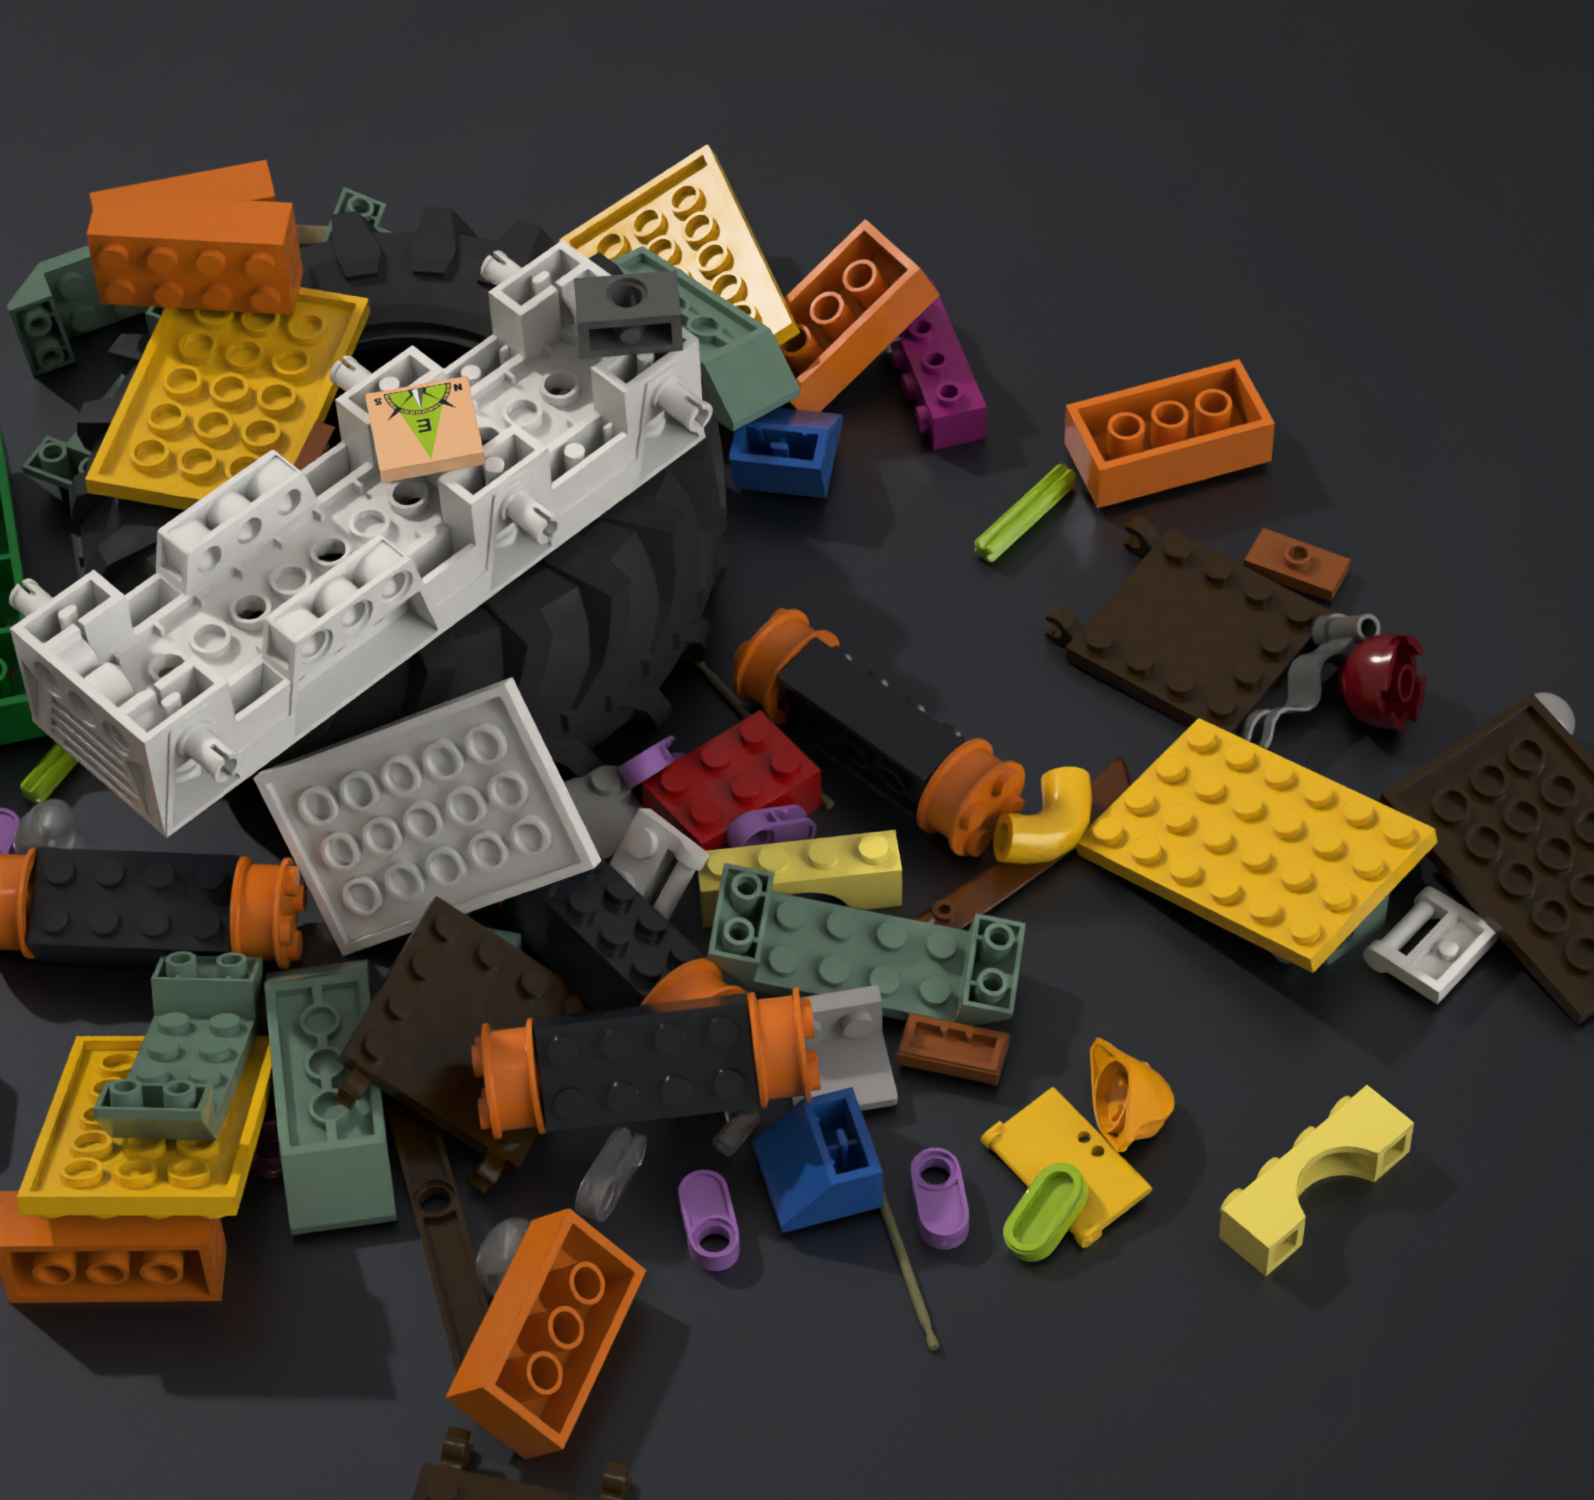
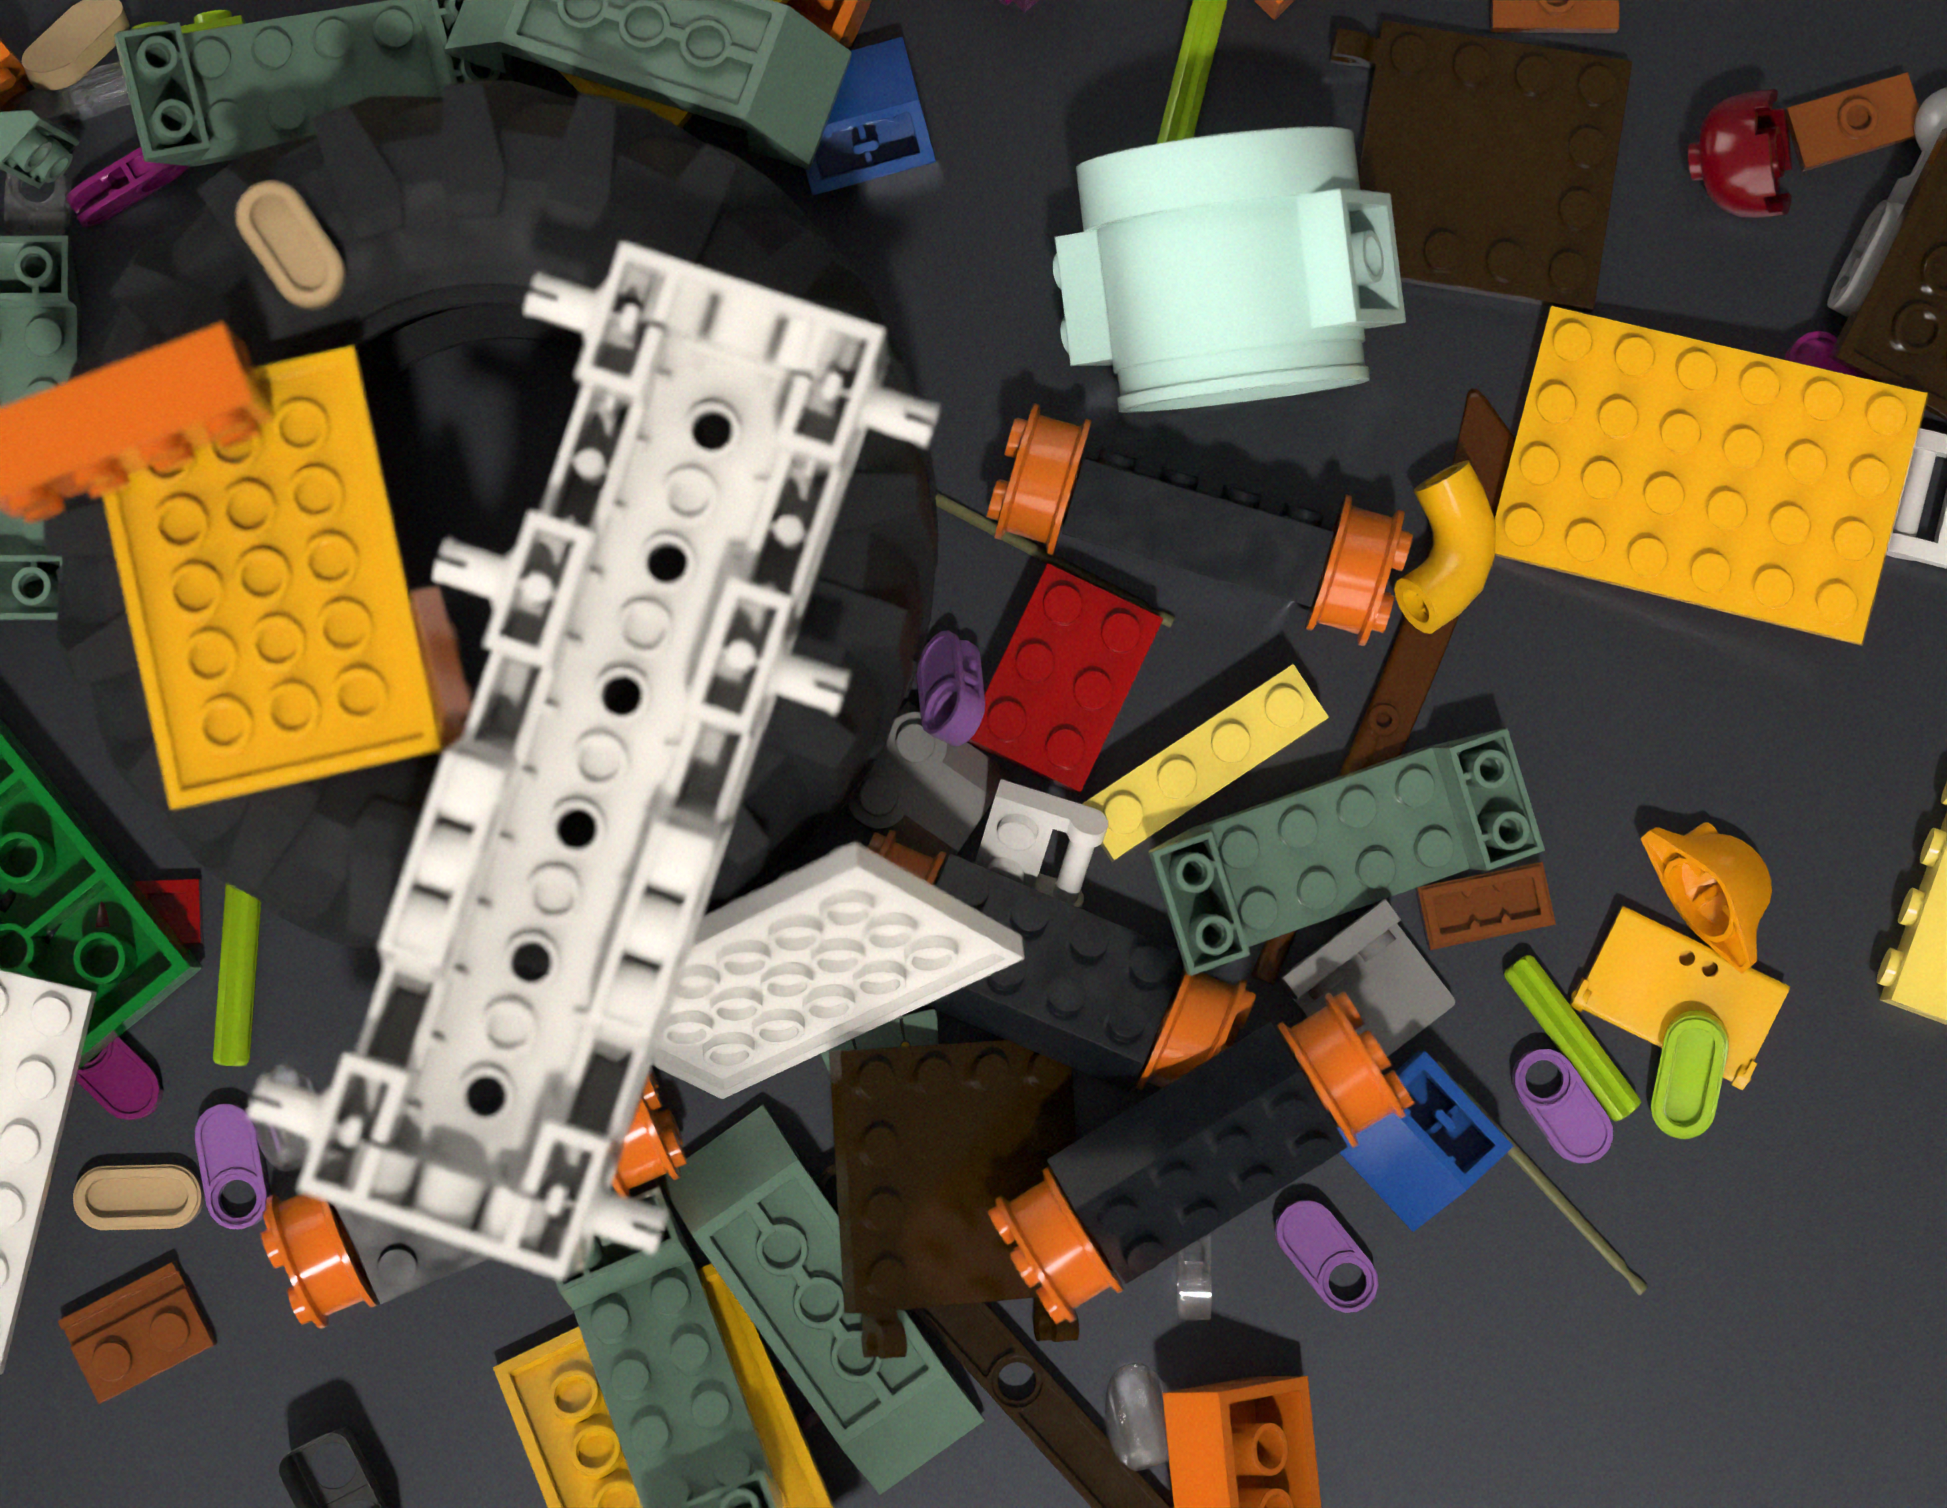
camera: 30 degrees left, 35 degrees up
(367, 249) = (291, 245): none -> tan tile
(425, 429) = (629, 648): light nougat tile -> none
(628, 314) = (771, 390): dark grey brick -> none
(770, 826) = (1138, 720): medium lavender piece -> none
(972, 1158) = (1572, 1037): none -> lime axle
(978, 573) = (1228, 268): none -> light aqua cylinder
(1332, 636) = (1668, 120): dark grey flag -> none
(1466, 703) = (1853, 121): none -> dark orange plate

